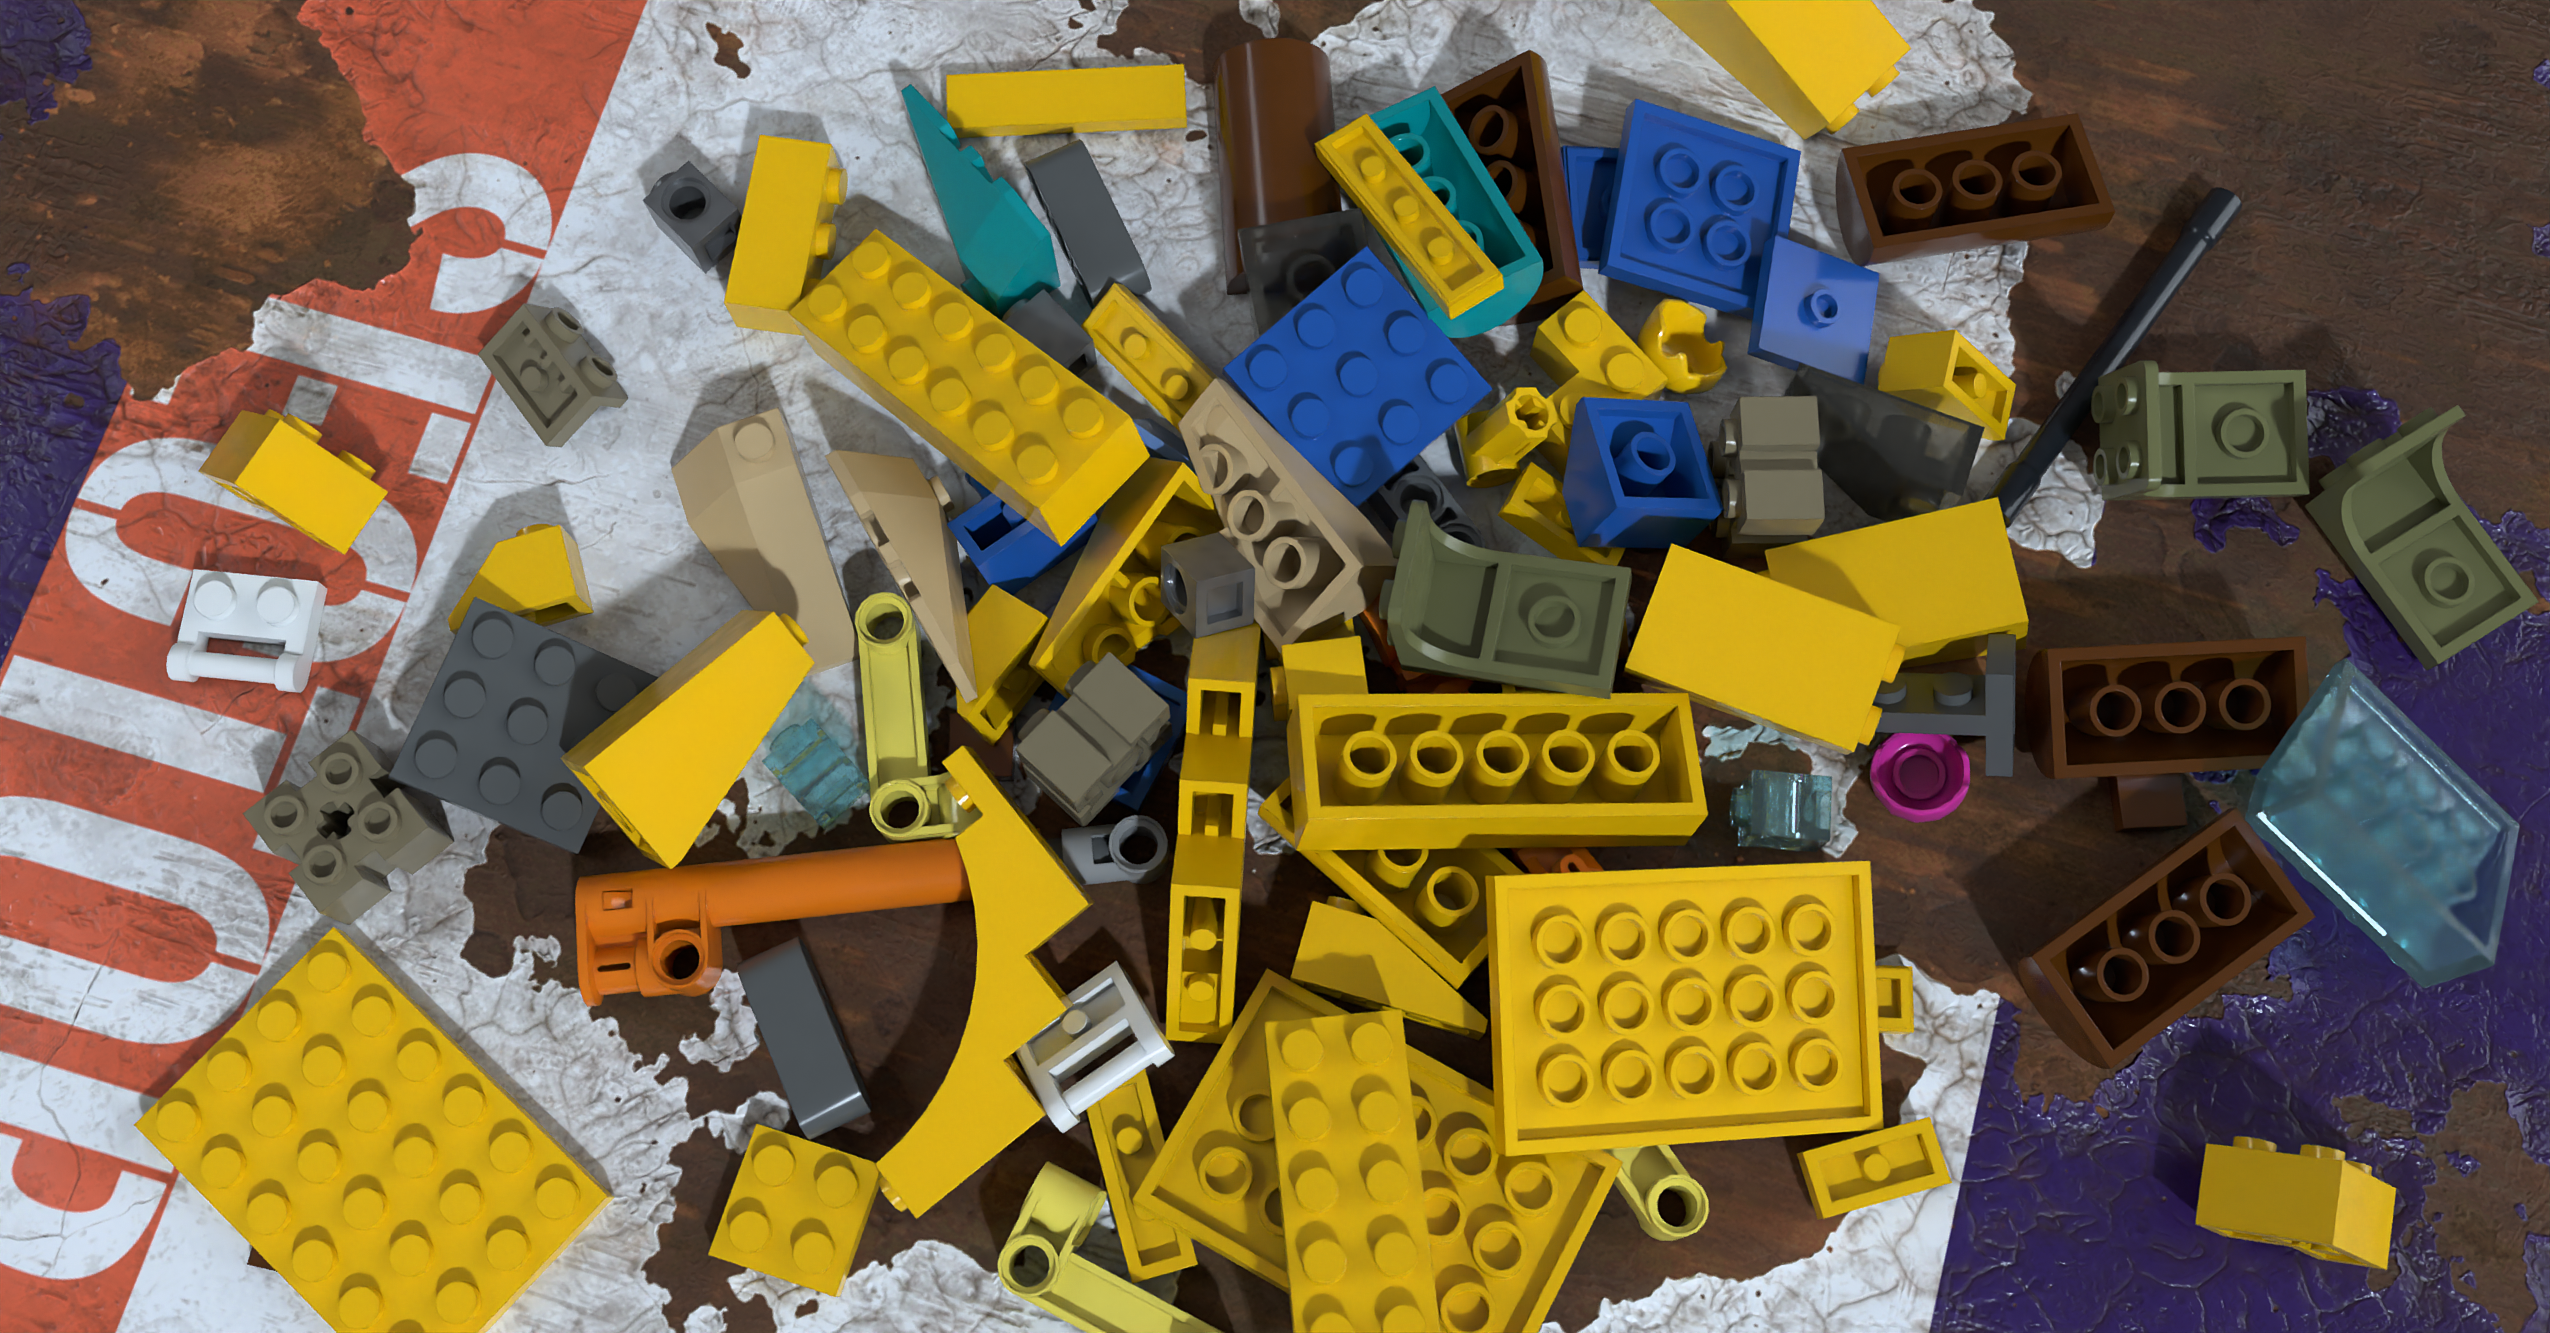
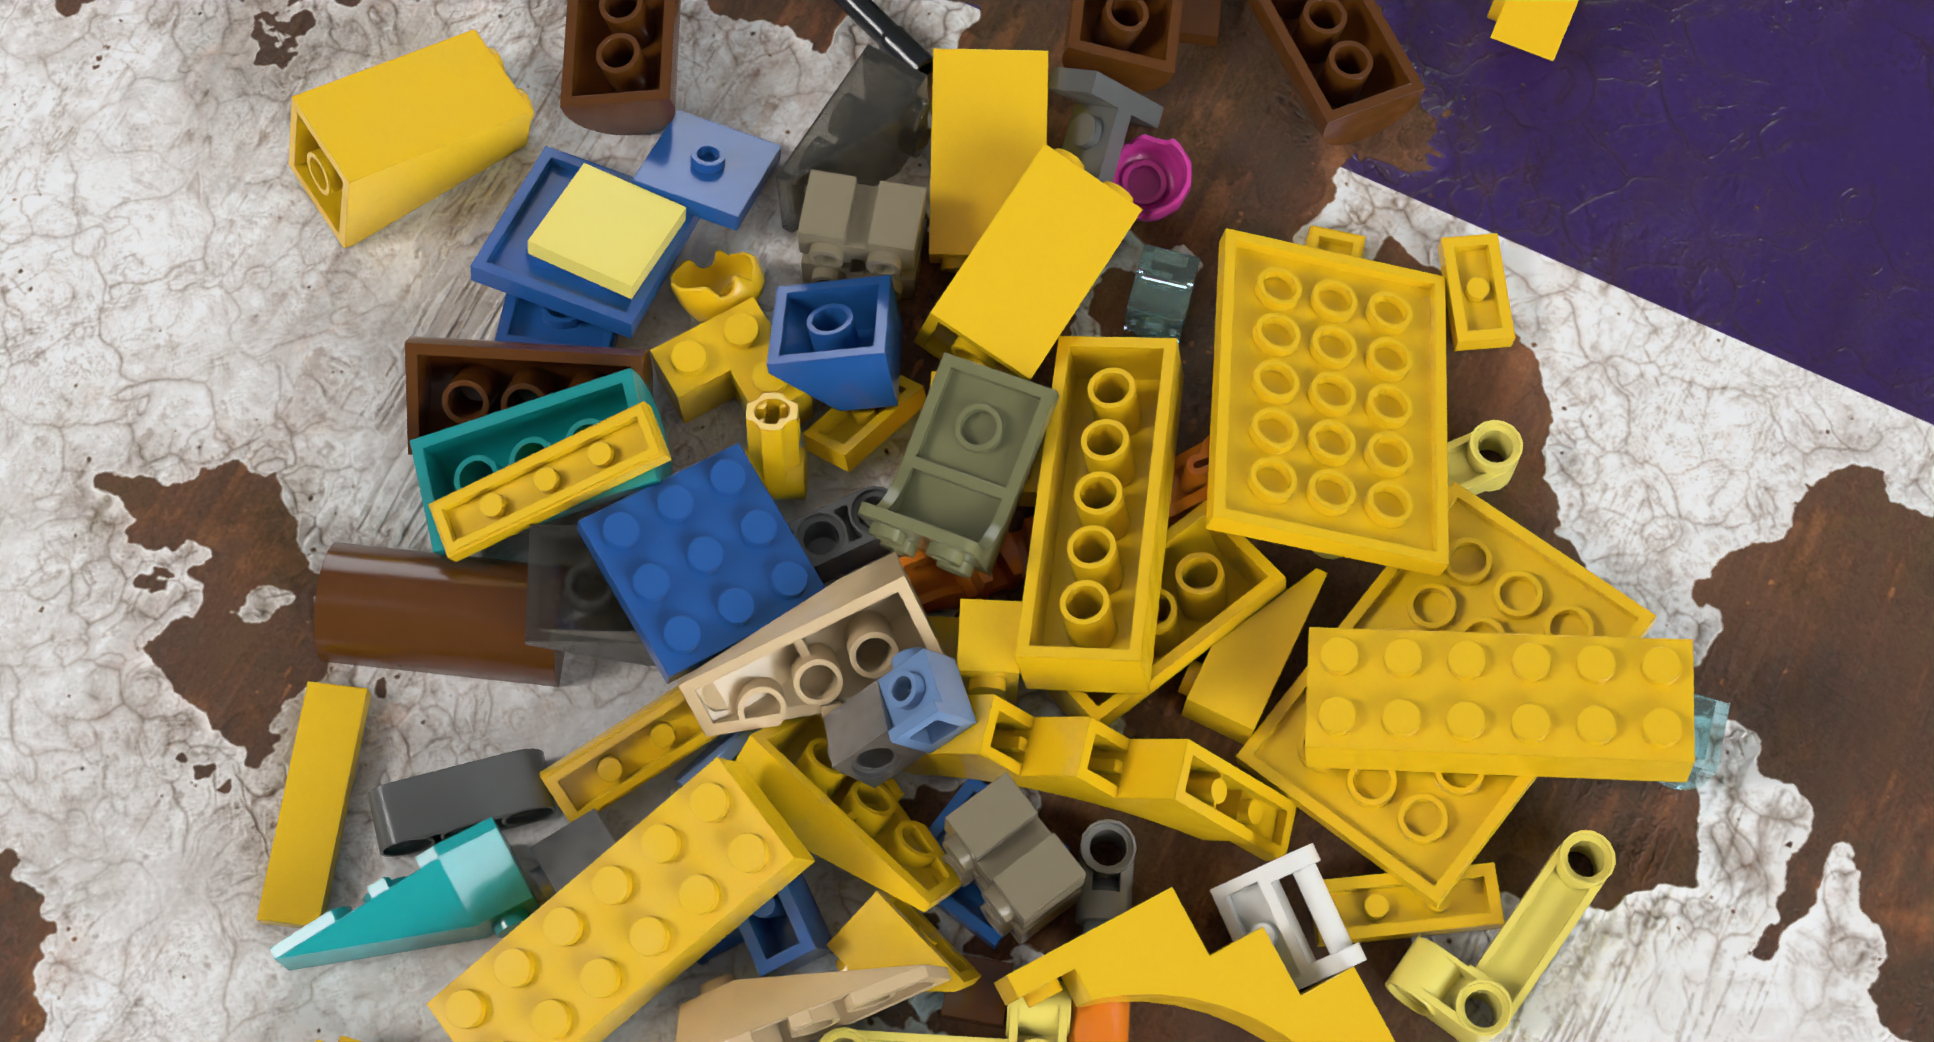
camera: 80 degrees left, 5 degrees down
(1240, 617) = (925, 699): none -> medium blue brick
(1710, 223) = (607, 230): none -> light yellow tile
(1950, 377) = (797, 80): yellow slope -> none

